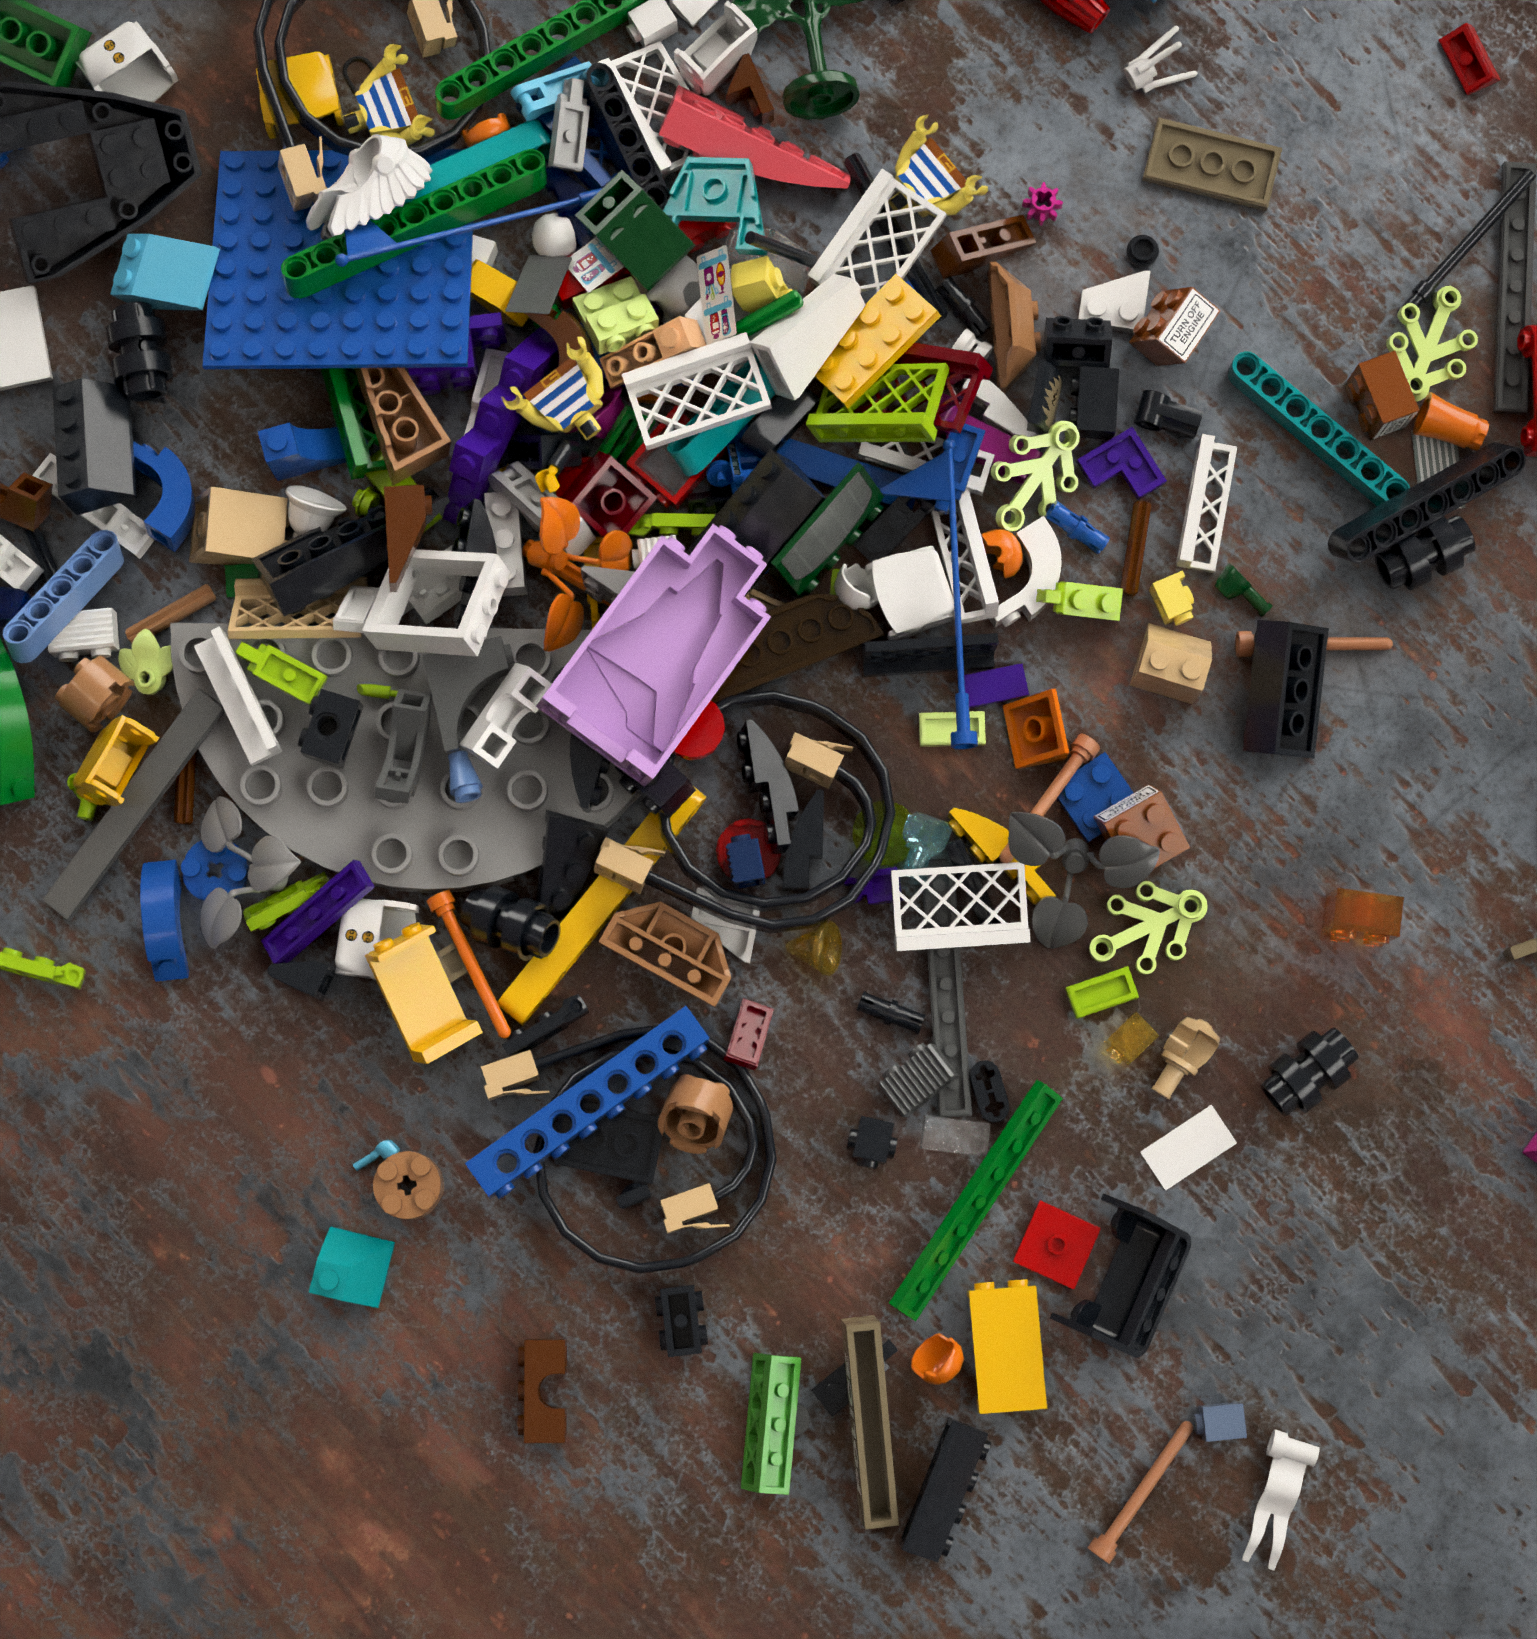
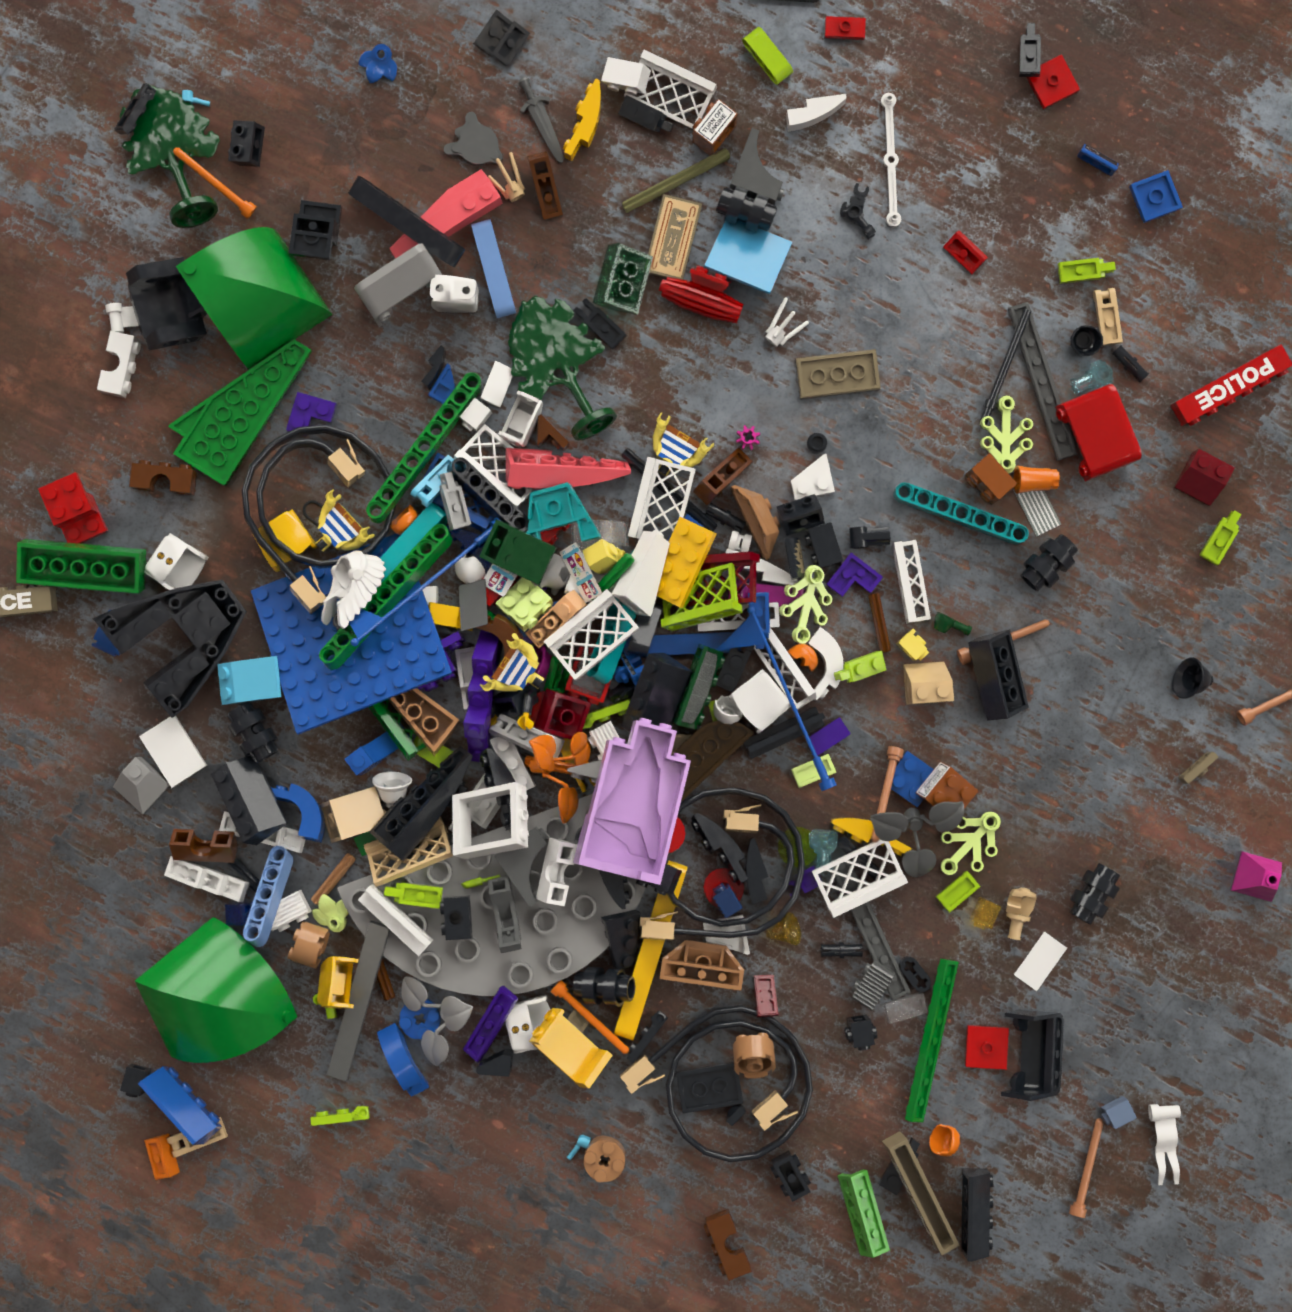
camera: 20 degrees left, 5 degrees up
(264, 913) = (458, 1037): lime hinge -> none
(352, 1267) = (590, 1217): teal slope -> none
(355, 609) = (443, 839): white tile -> none
(365, 500) = (420, 768): lime plate -> none
(405, 523) = (453, 783): reddish brown slope -> none
(463, 778) = (545, 916): medium blue cone -> none
(680, 1026) = (645, 1135): blue brick -> none
(780, 249) = (607, 530): black bar -> none
(1007, 1347) = (981, 1118): yellow panel -> none
(1036, 730) = (862, 754): orange slope -> none
(1077, 527) = (841, 624): blue pin -> none
(1174, 326) = (854, 484): brick -> none
(1362, 916) = (1091, 792): clear orange brick -> none
(1426, 502) = (1040, 534): black beam -> none

